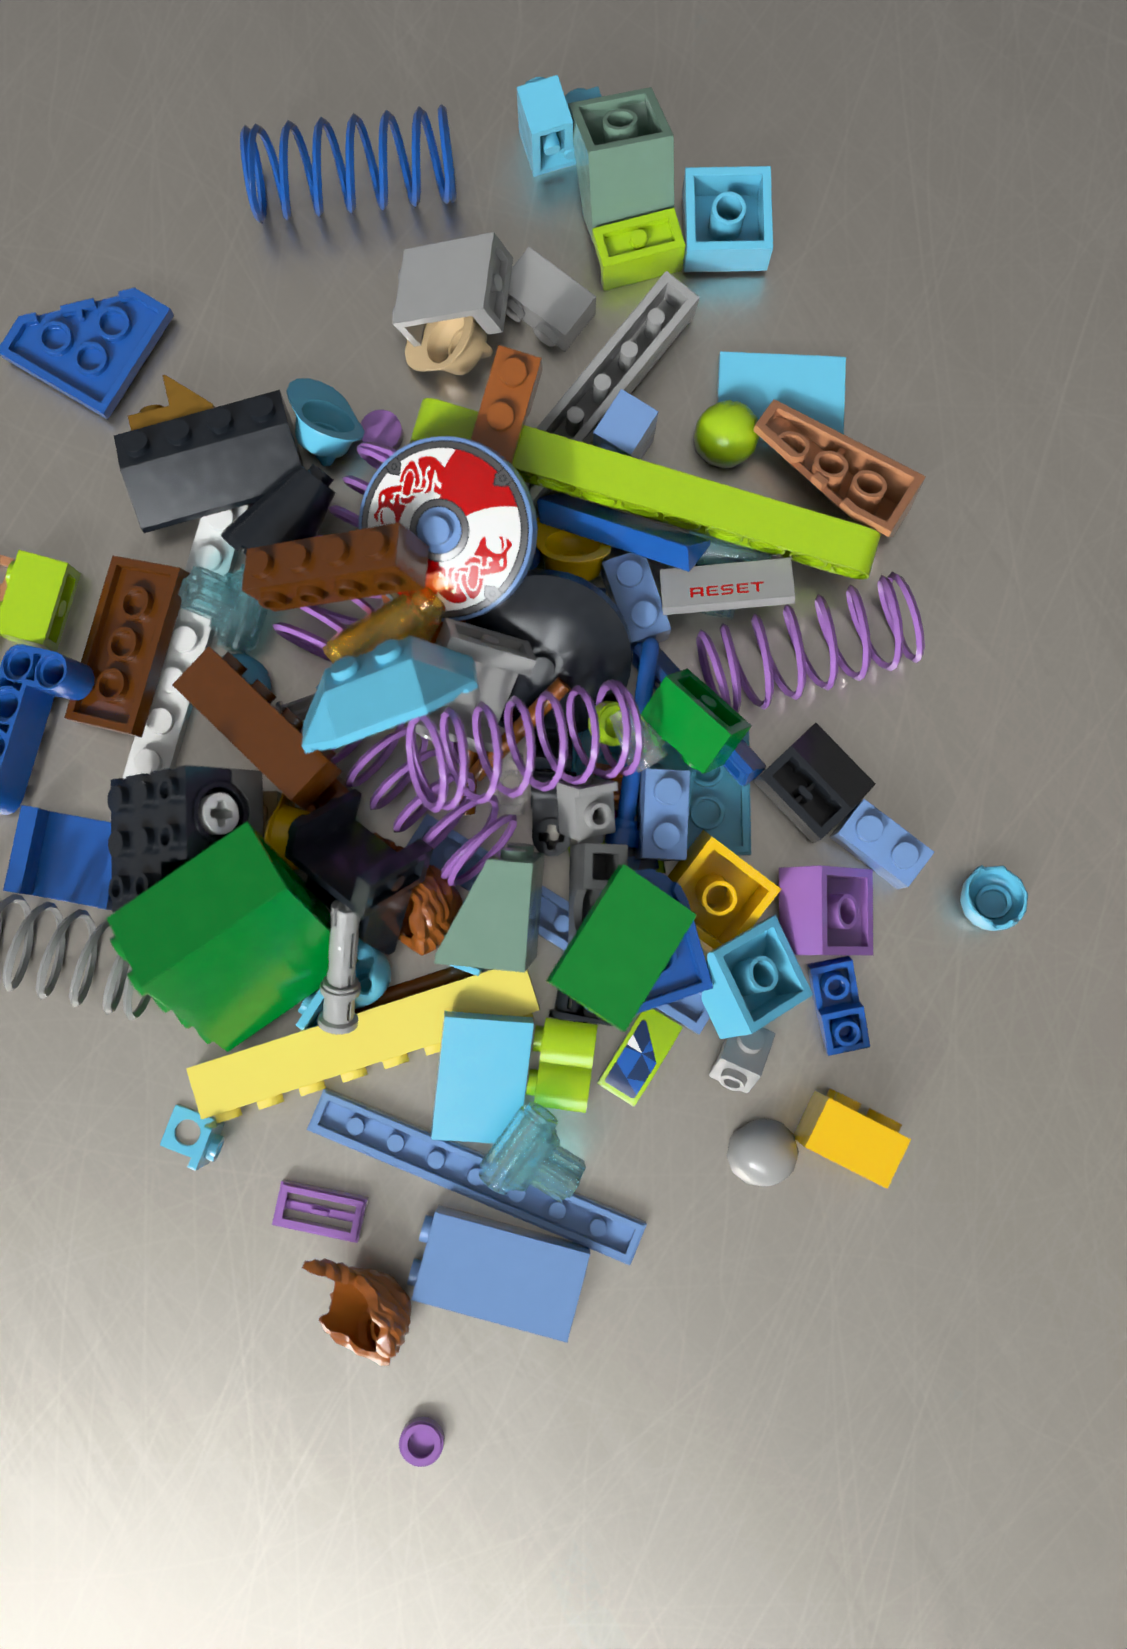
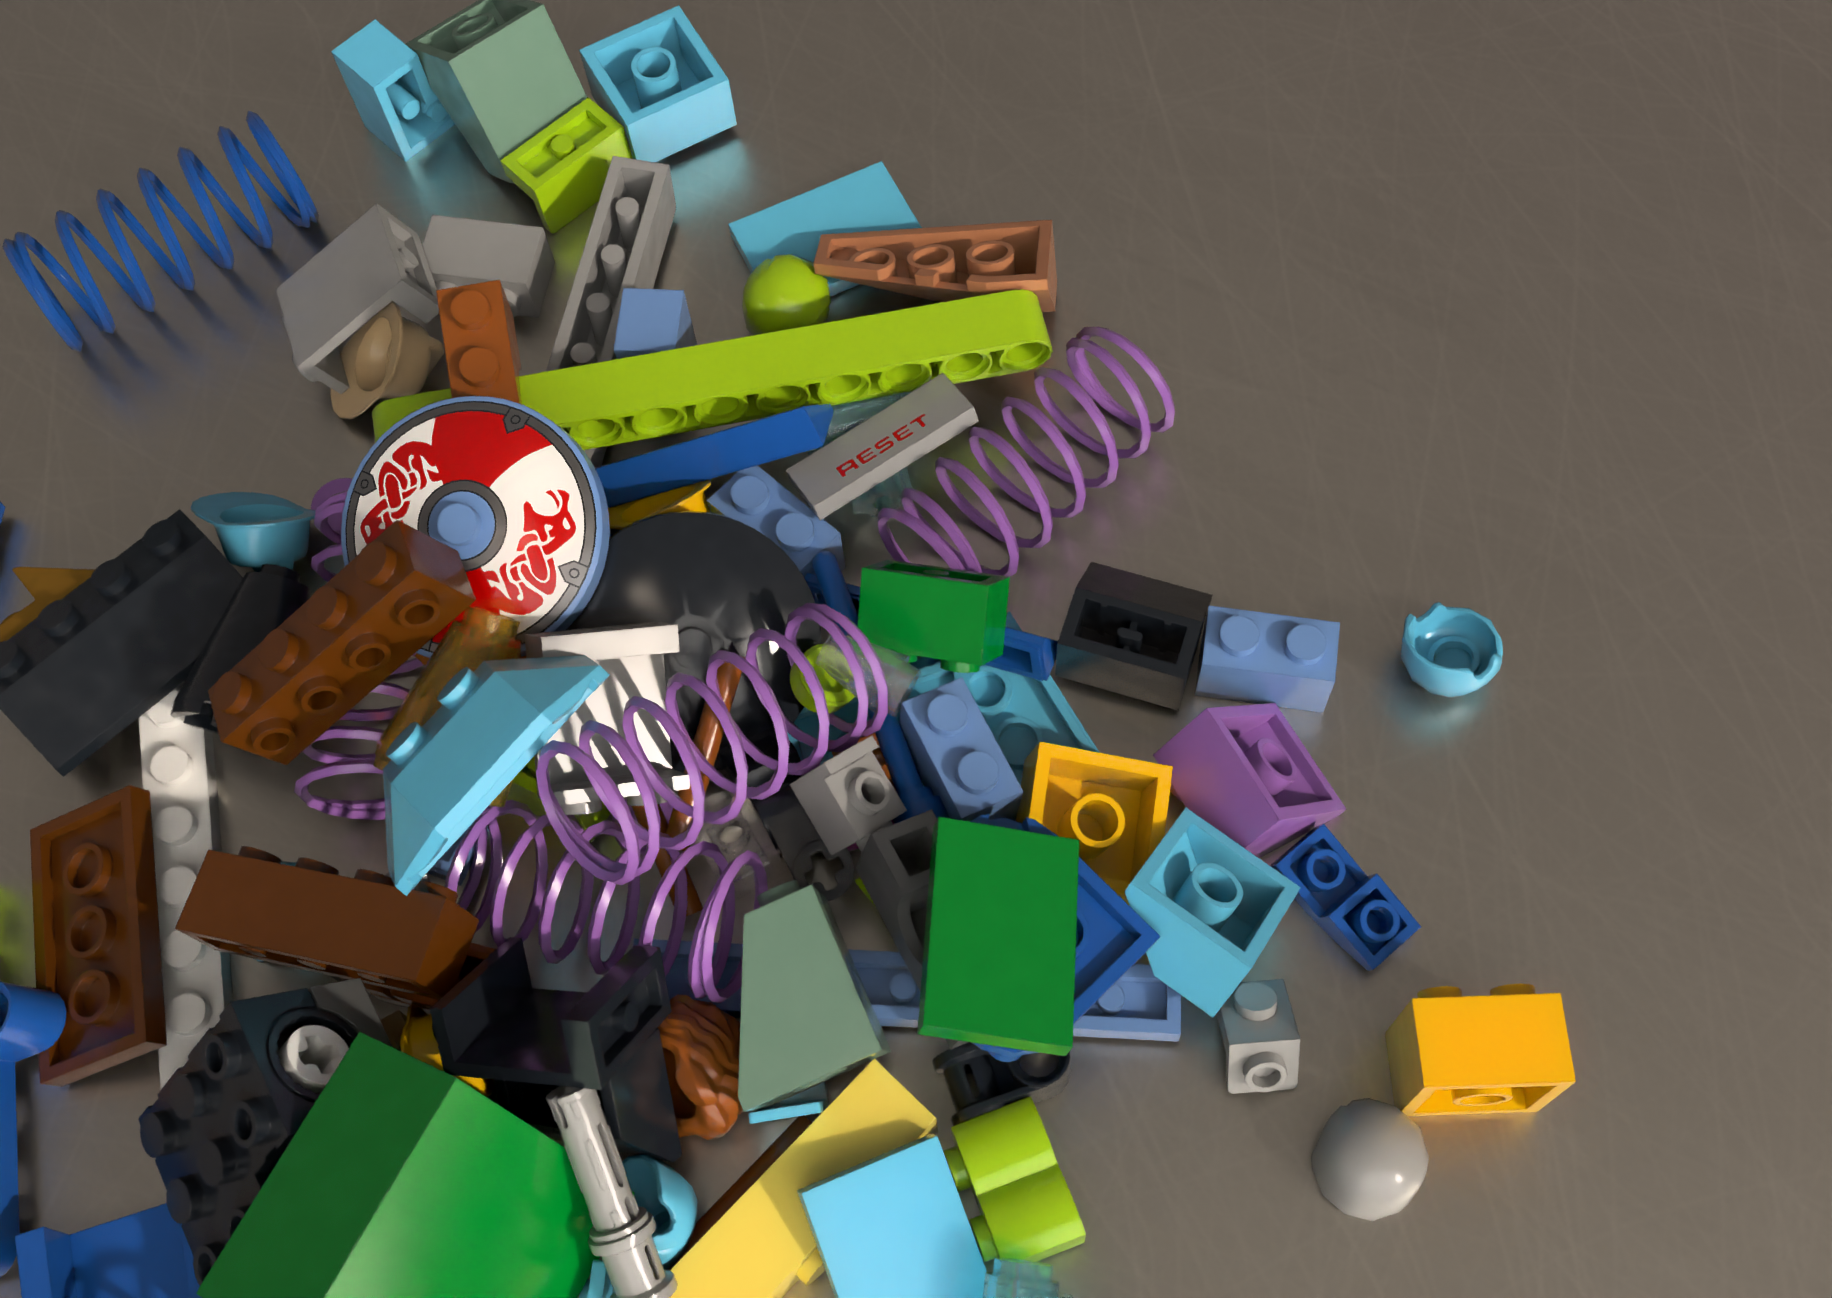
camera: 25 degrees left, 20 degrees down
(231, 612) = (227, 800): clear light blue piece -> none
(639, 1056) = (1115, 1115): slope -> none

